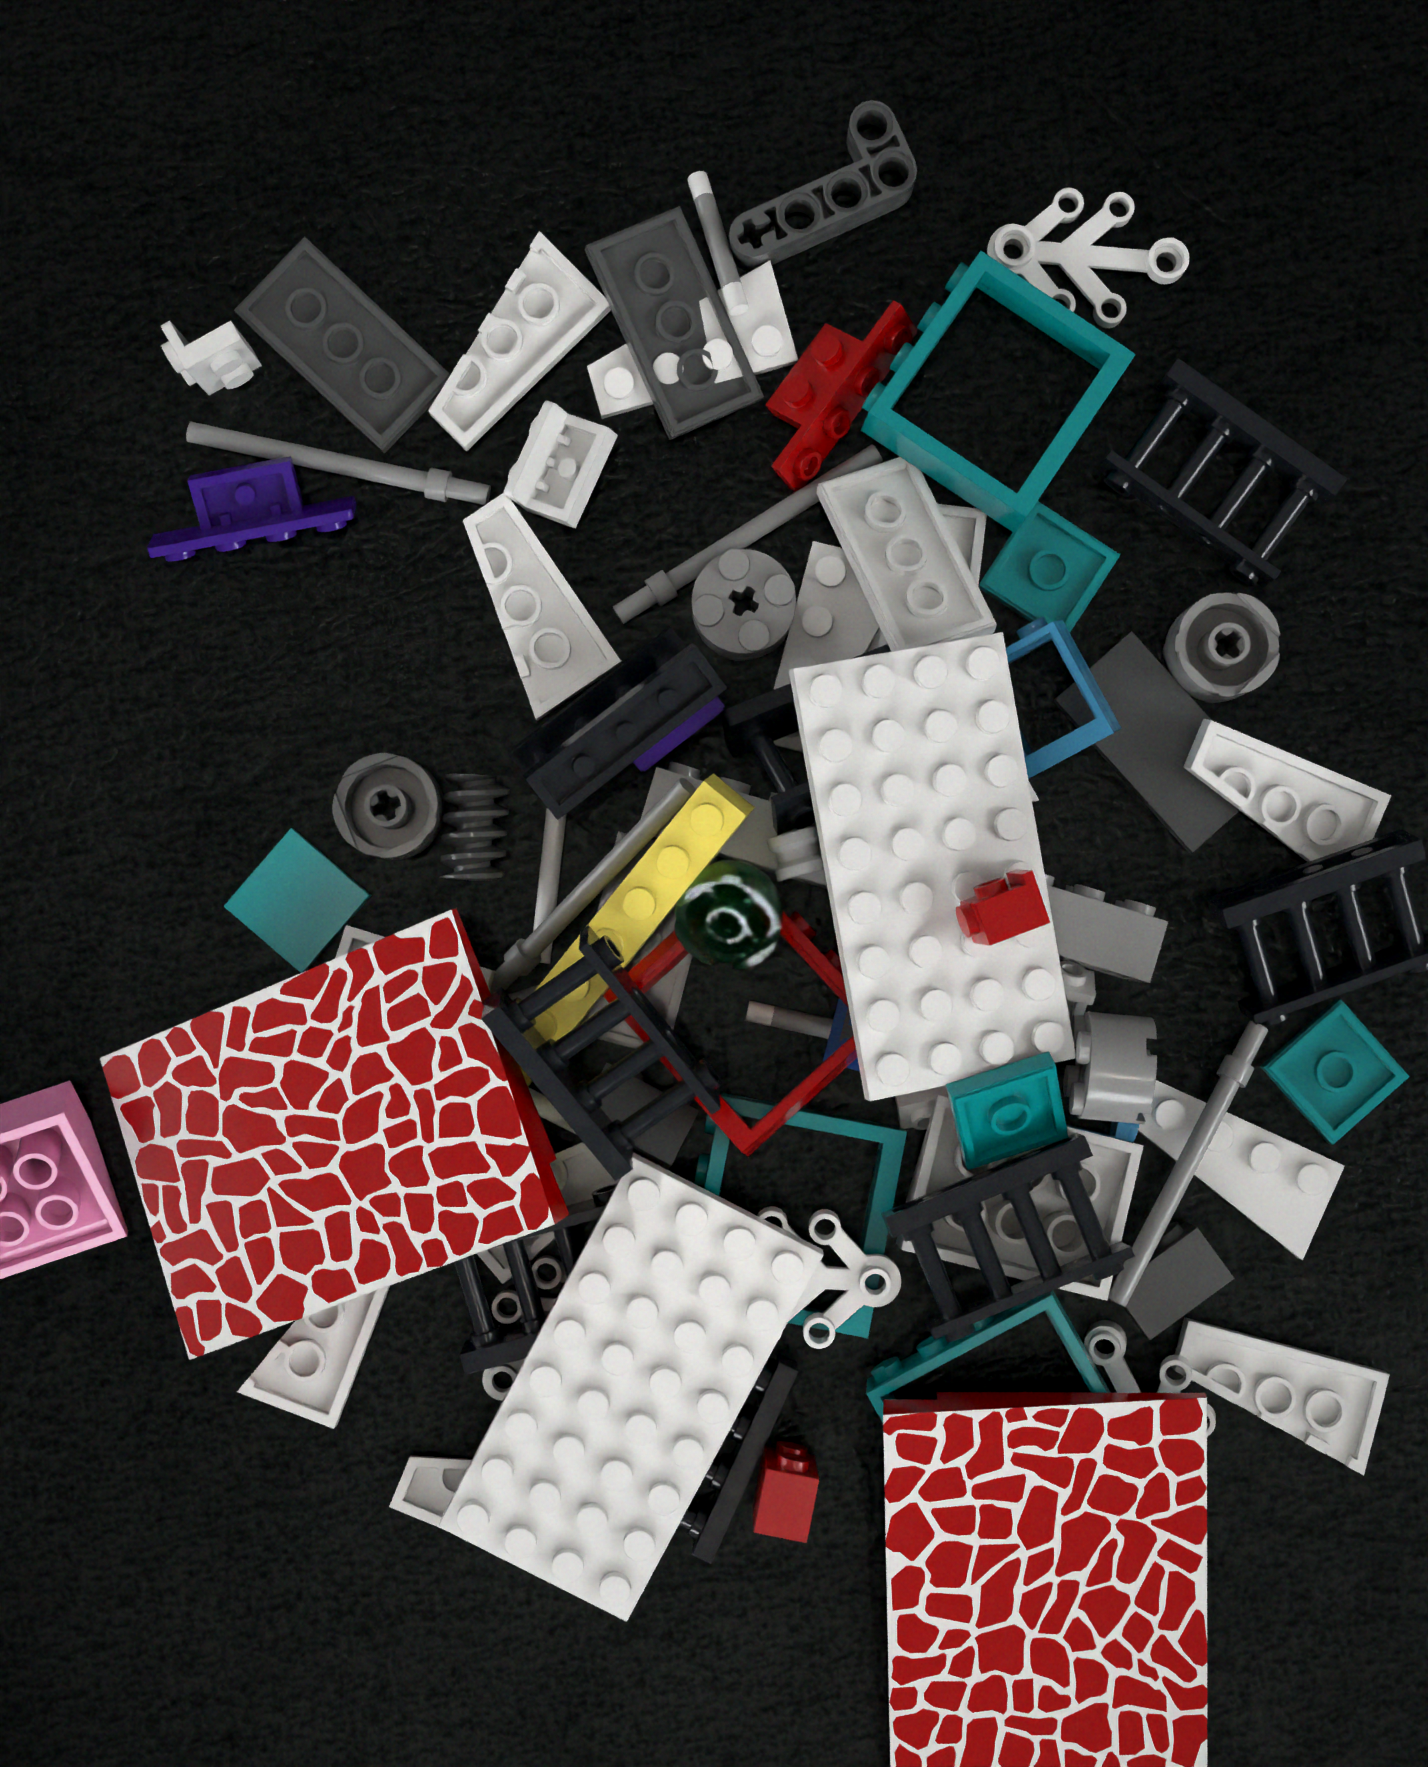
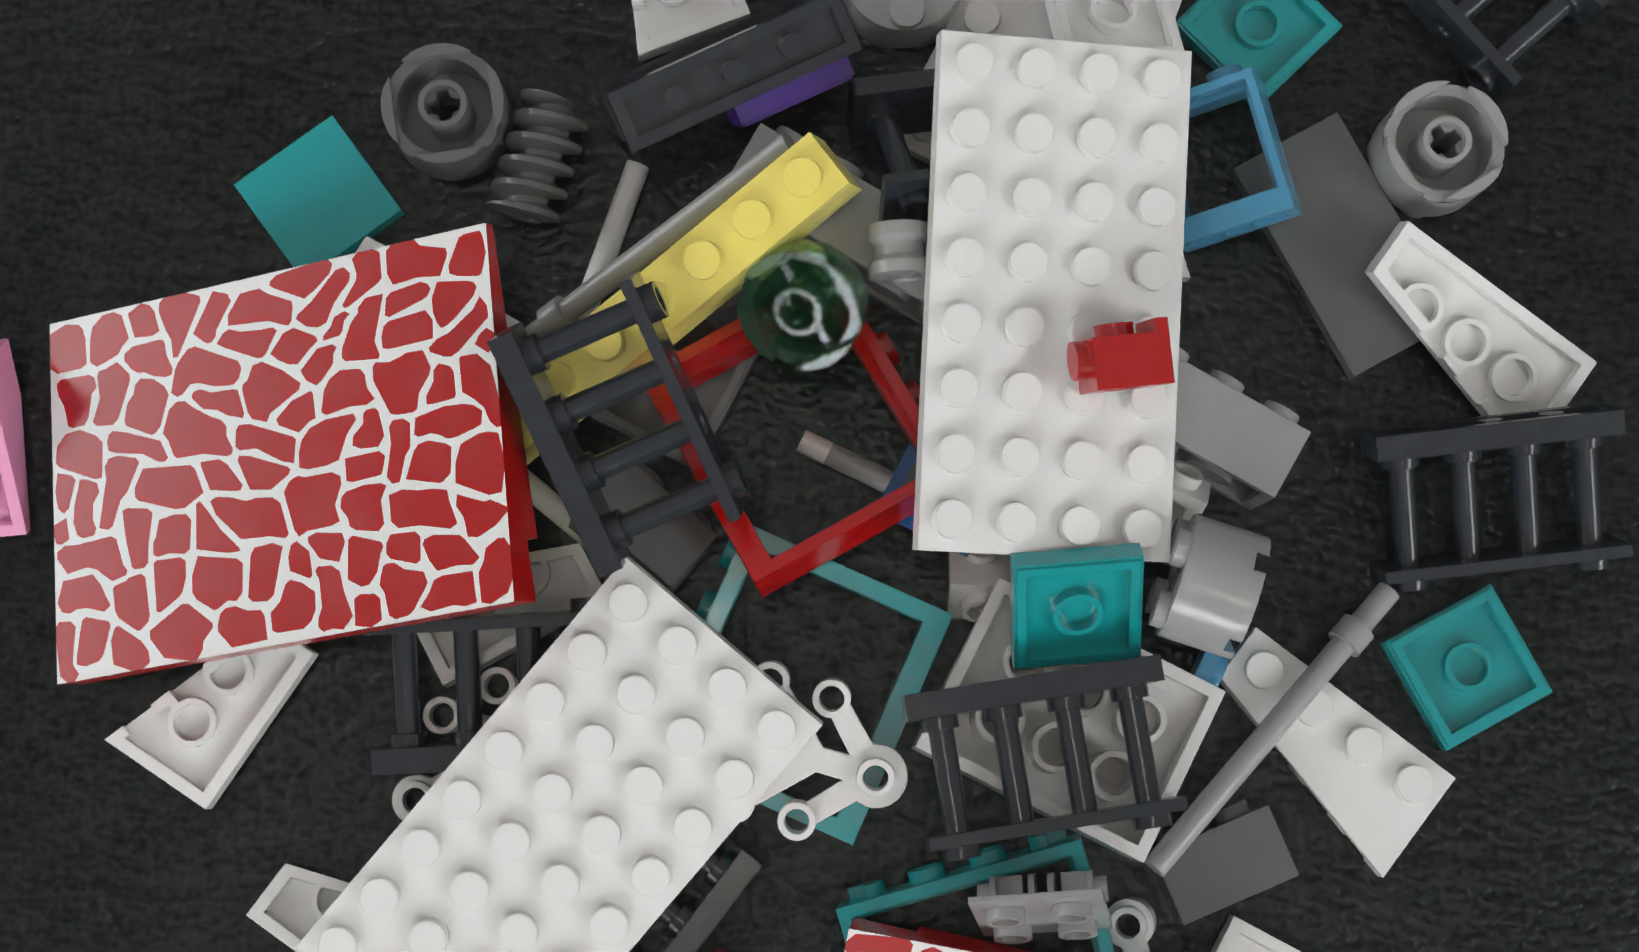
camera: 15 degrees right, 5 degrees down
(1012, 1374) = (1013, 915): none -> light grey hinge

